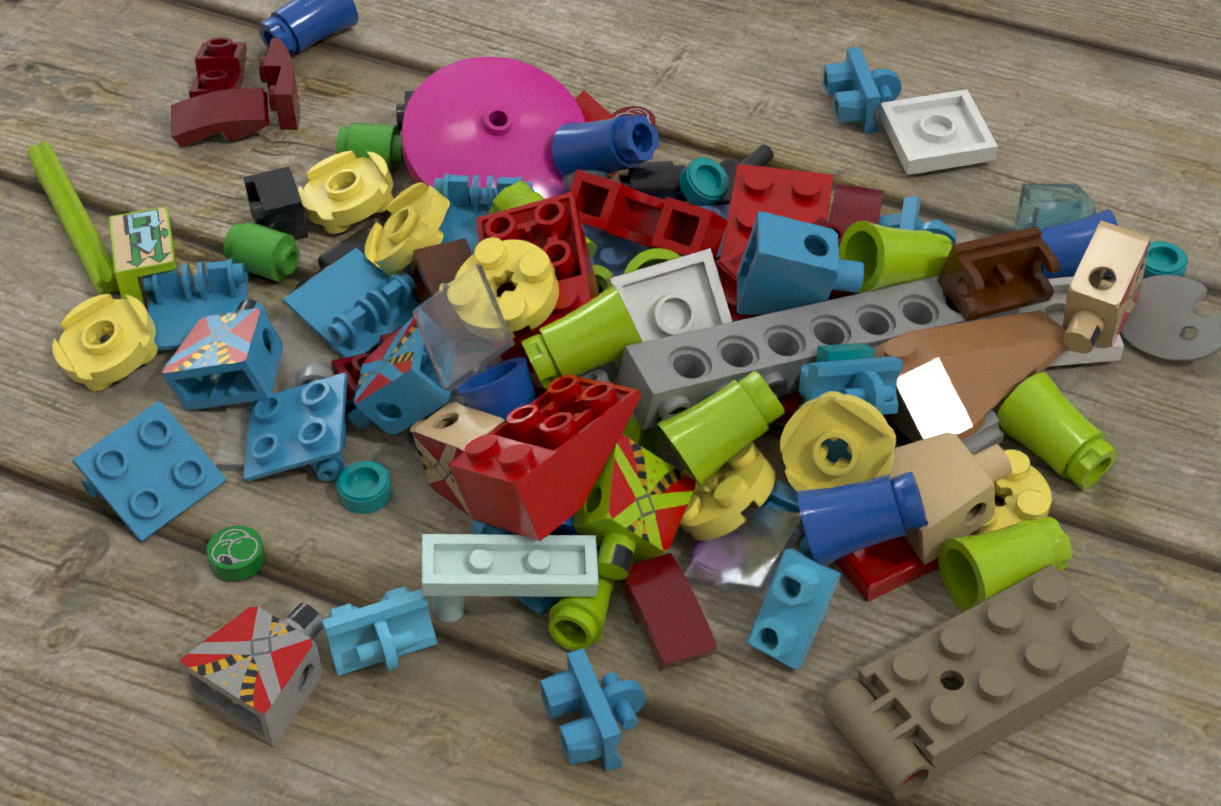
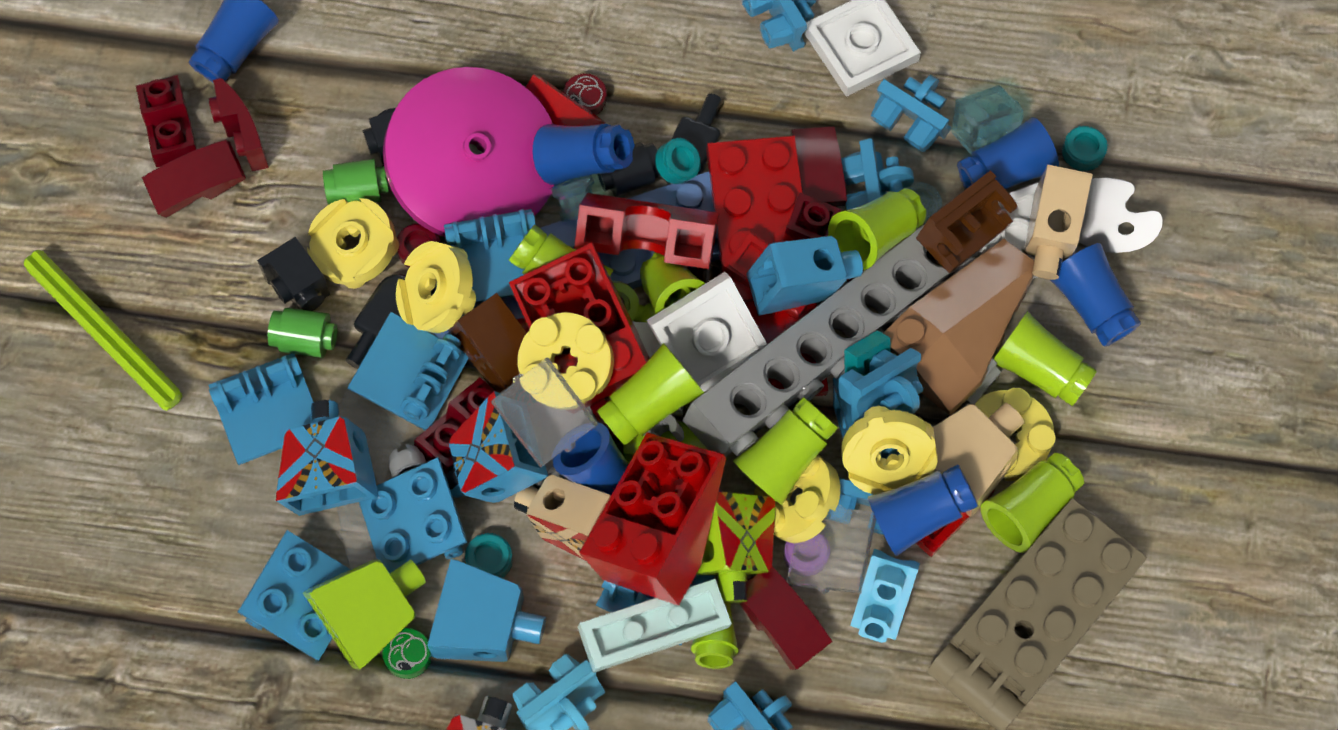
camera: 20 degrees left, 20 degrees up
(102, 364) = (227, 469): light yellow plate -> none
(141, 248) = (196, 364): panel -> none
(207, 487) = (366, 607): none -> lime torso
(325, 532) = (480, 617): none -> dark azure torso
(980, 186) = (927, 122): none -> dark azure hips
(1135, 382) = (1097, 294): none -> blue plant

